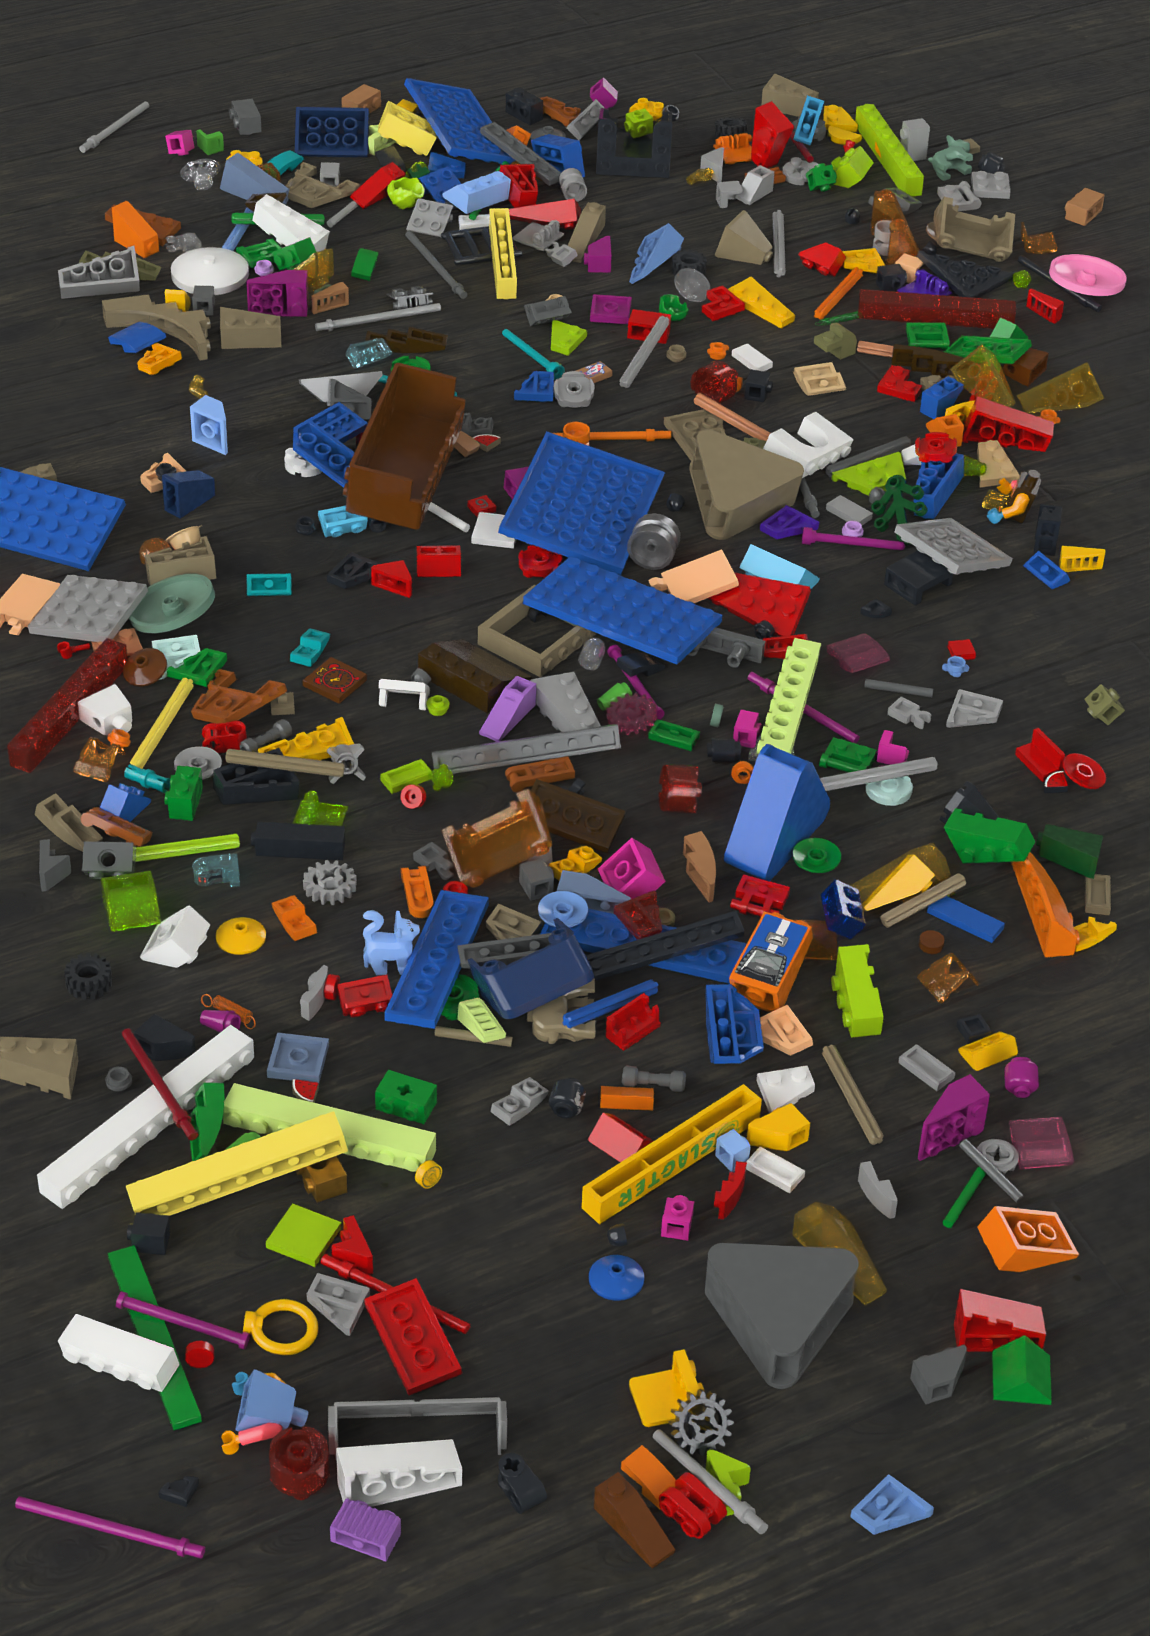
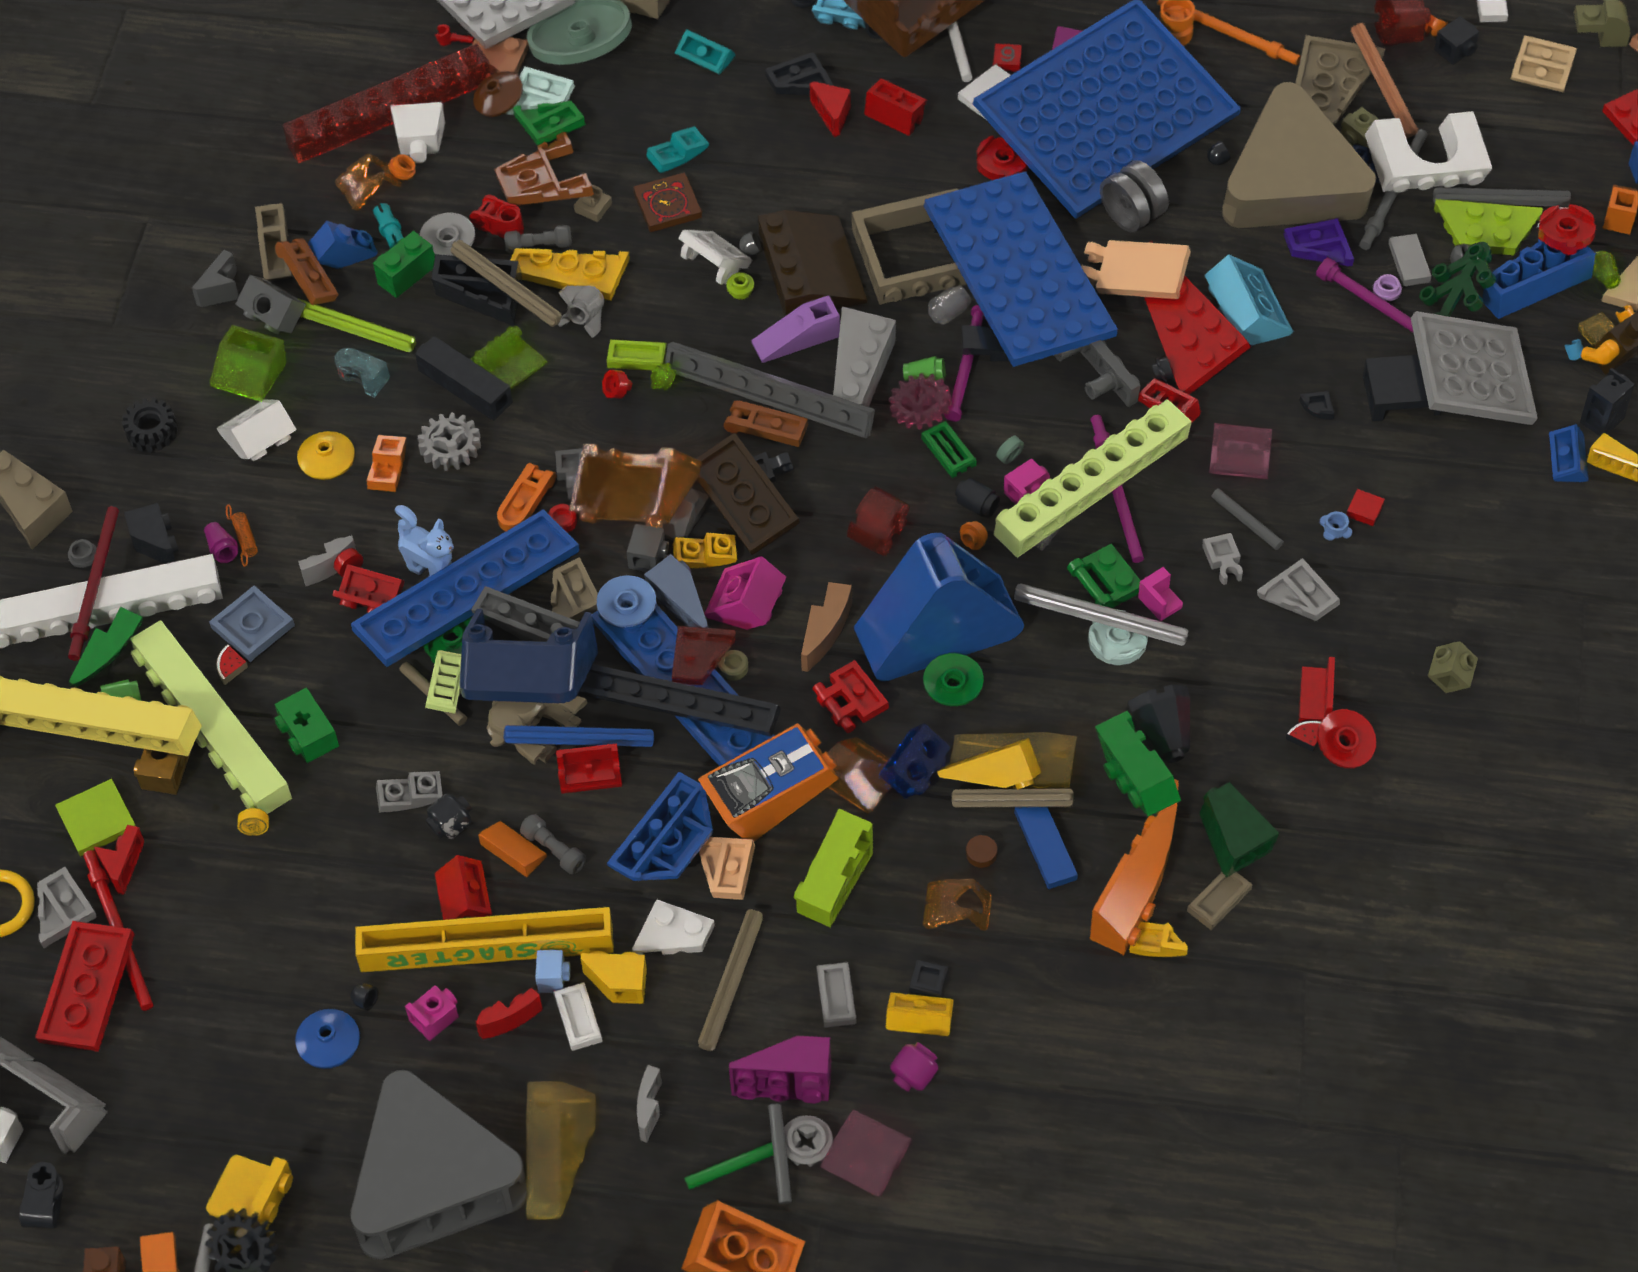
camera: 40 degrees right, 15 degrees up
(162, 723) = (459, 169): light yellow axle -> none

